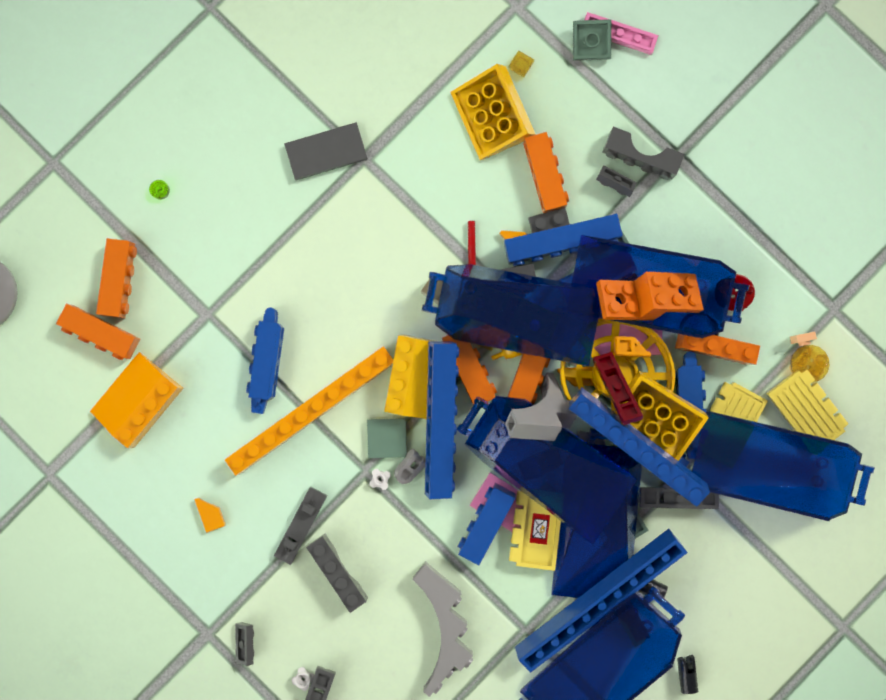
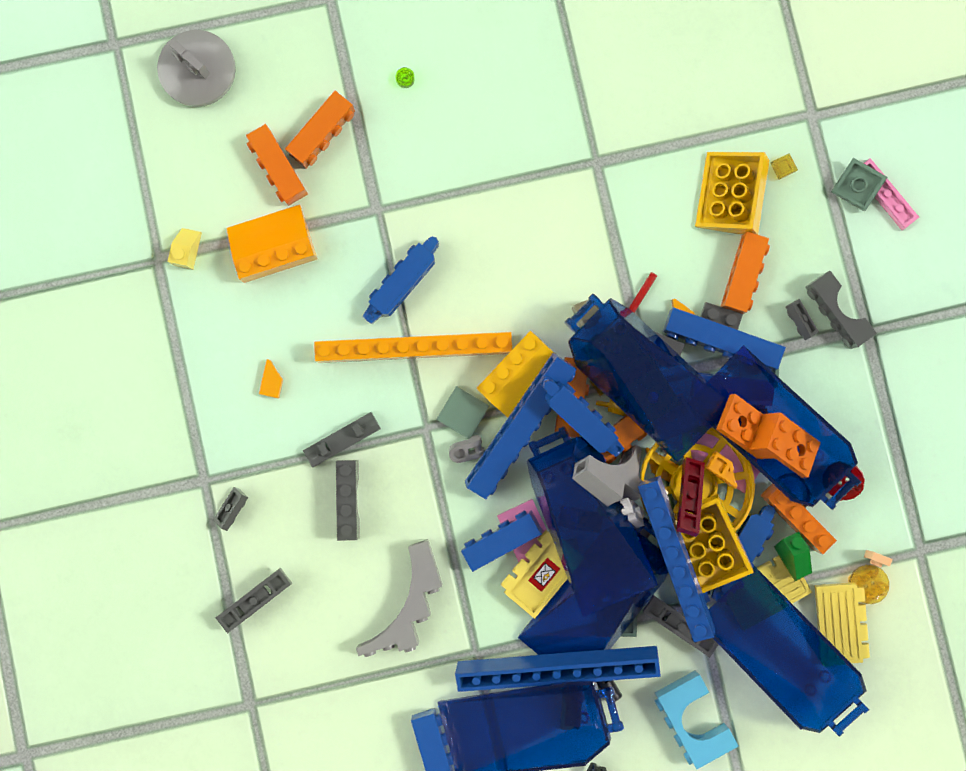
camera: 30 degrees right, 0 degrees up
(65, 451) = (185, 248): none -> light yellow slope
(297, 680) = (255, 571): white plate -> none
(325, 151) = (567, 135): dark grey tile -> none
(380, 474) = (429, 444): white plate -> none
(485, 381) = (580, 417): none -> blue hinge
(579, 430) = (634, 512): none -> white plate
(735, 380) = (795, 555): none -> green slope
(758, 588) = (699, 748): none -> medium azure arch

